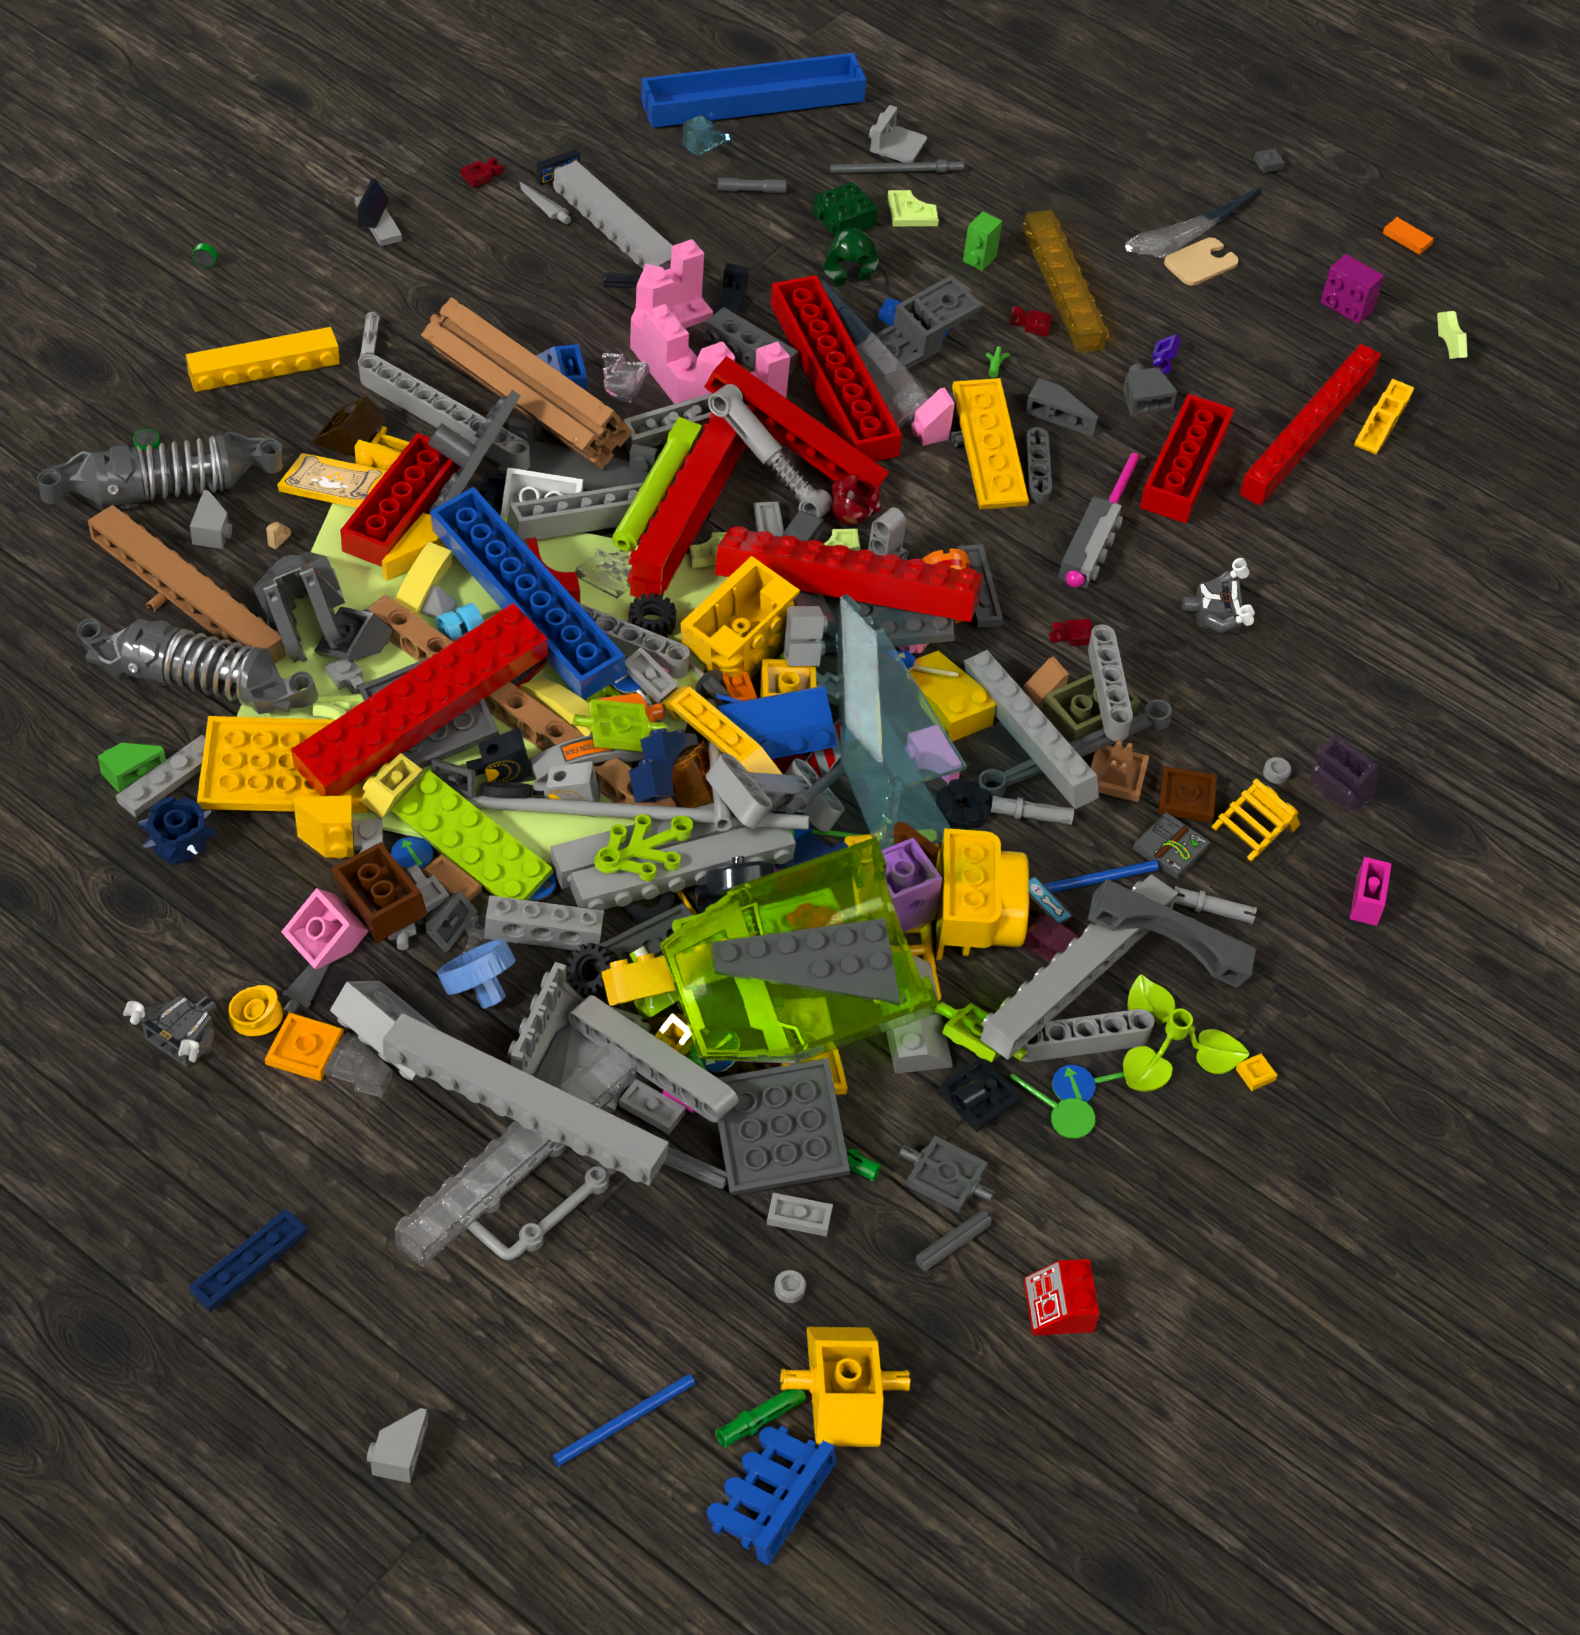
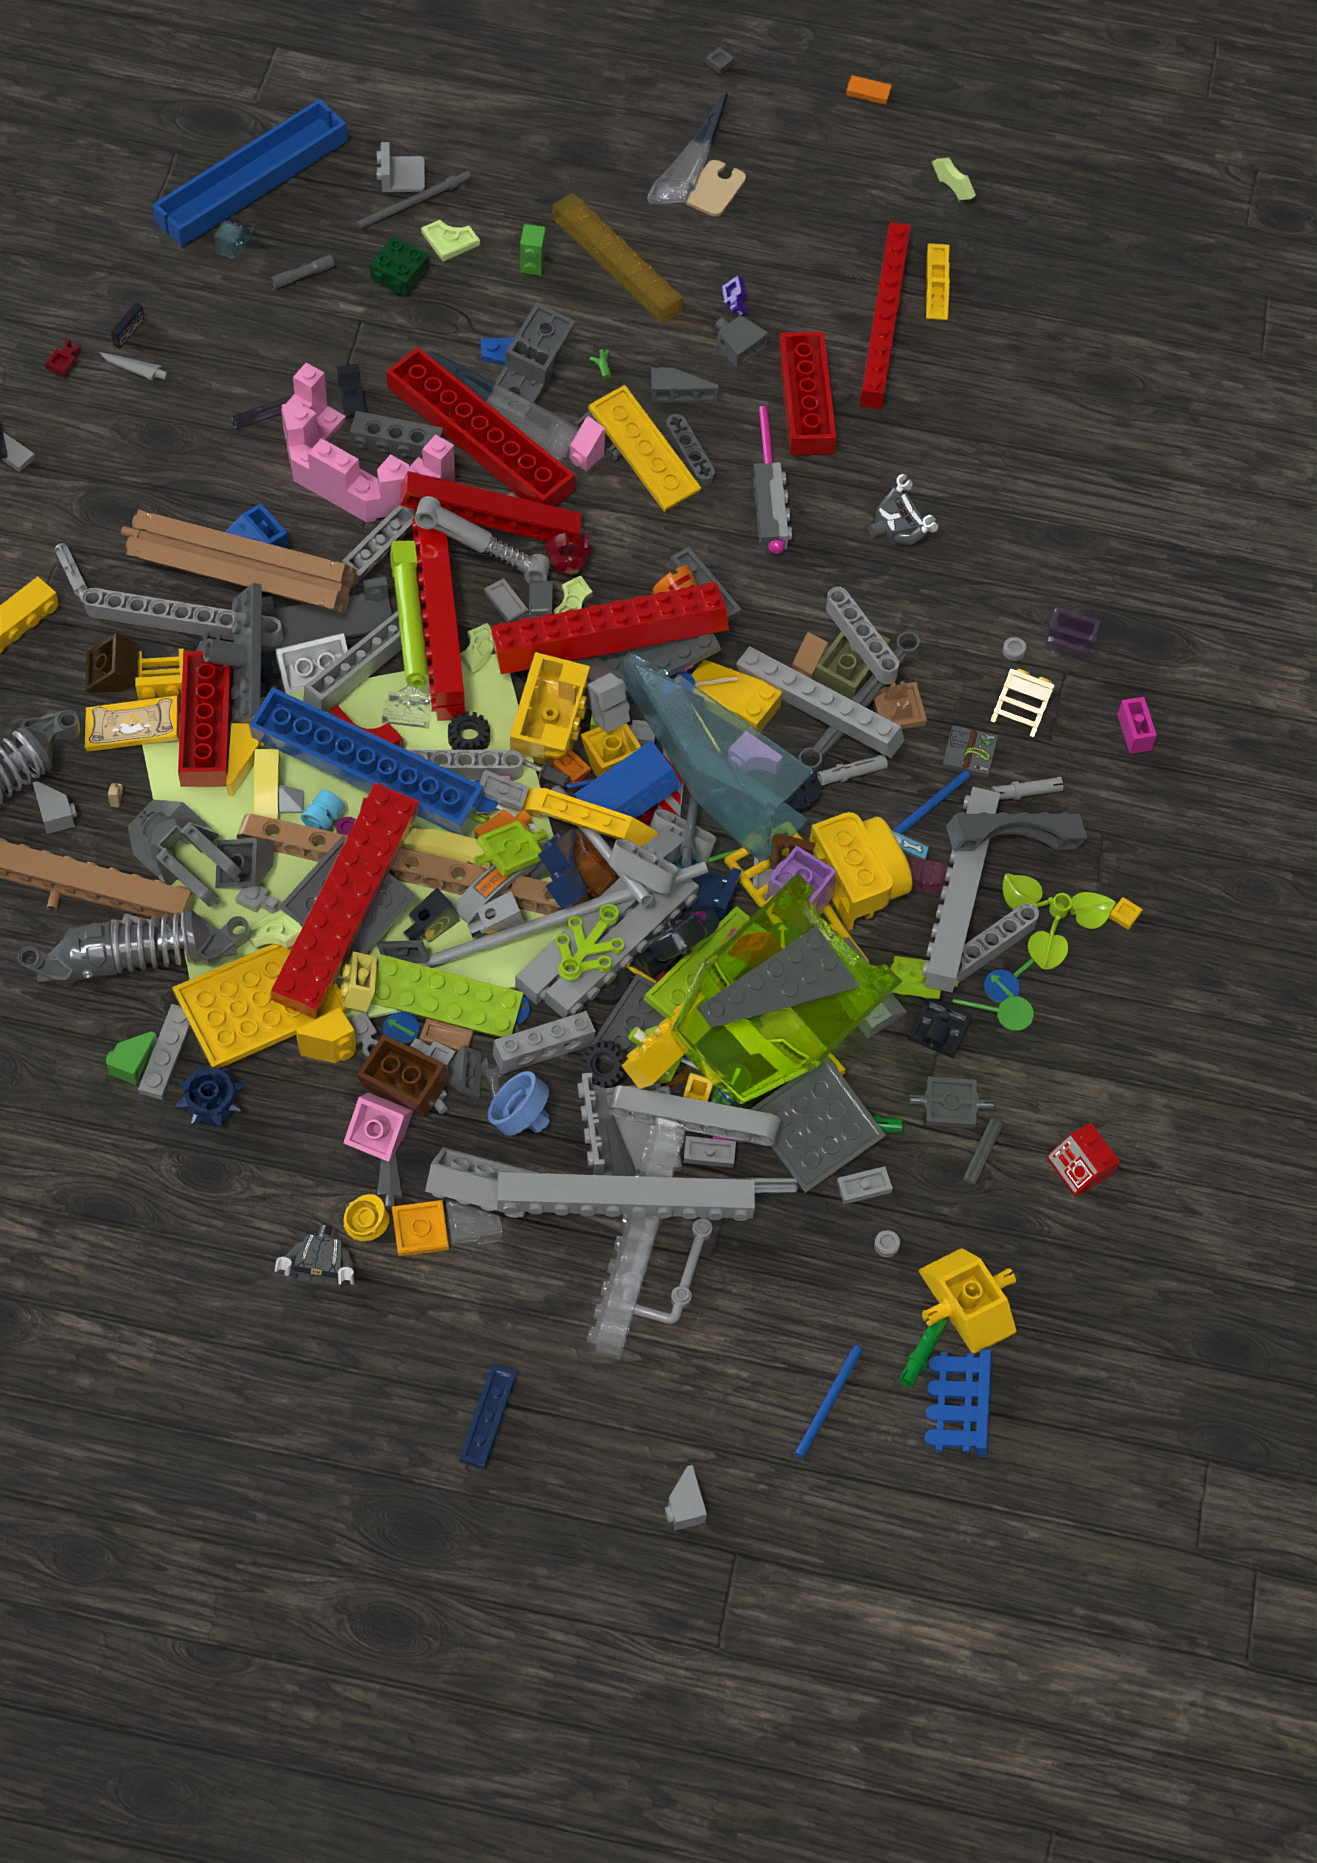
camera: 25 degrees left, 10 degrees up
(506, 790) = (448, 942): black piece -> none
(612, 216) = (213, 360): light grey brick -> none
(623, 377) = (306, 513): clear slope -> none
(854, 247) = (436, 307): dark green piece -> none
(888, 534) = (618, 579): light grey piece -> none
(1034, 322) = (614, 309): dark red plate -> none
(1075, 631) = (800, 593): dark red plate -> none
(1187, 794) = (960, 702): reddish brown plate -> none
(1352, 288) = (855, 168): magenta brick -> none

